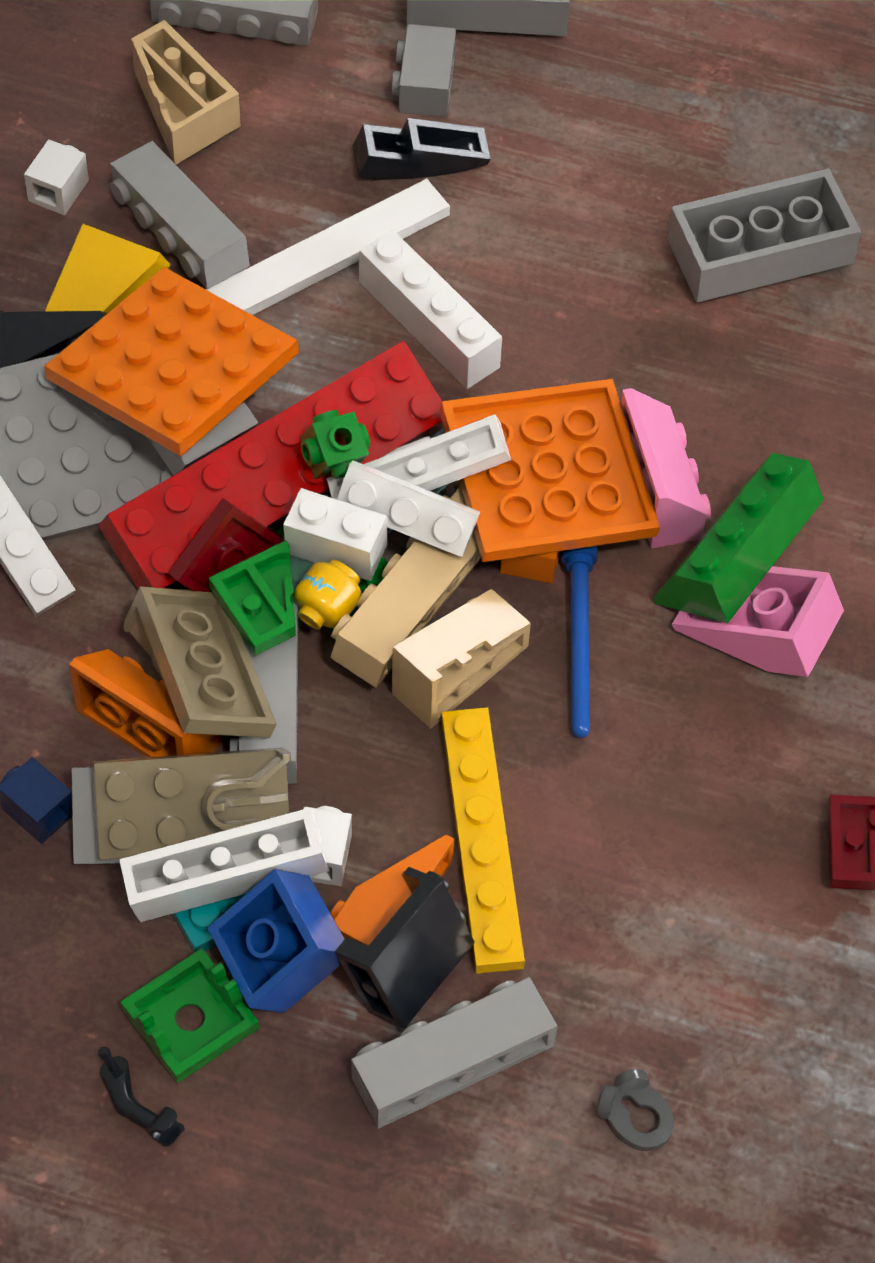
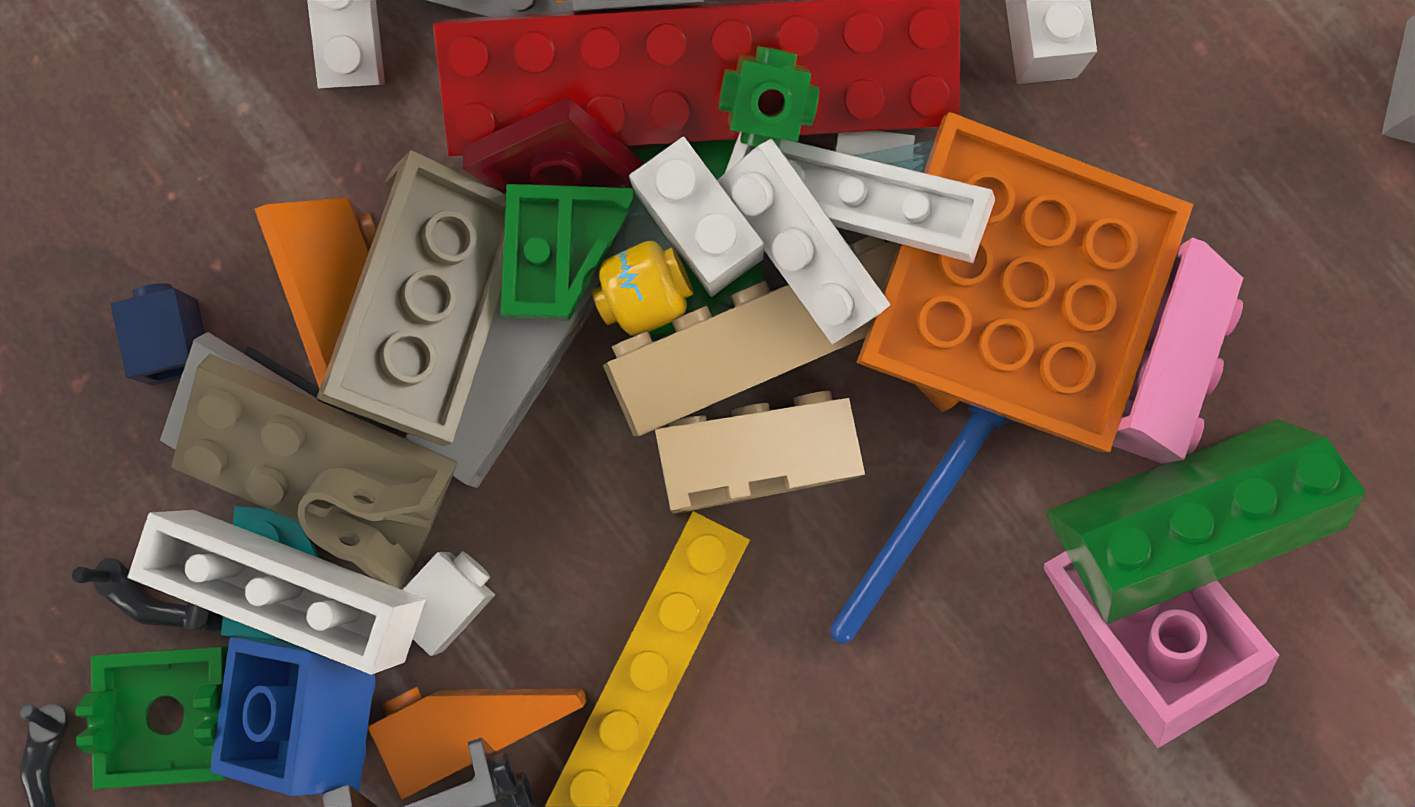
camera: 35 degrees right, 25 degrees up
(172, 949) = (130, 597): none -> black piece

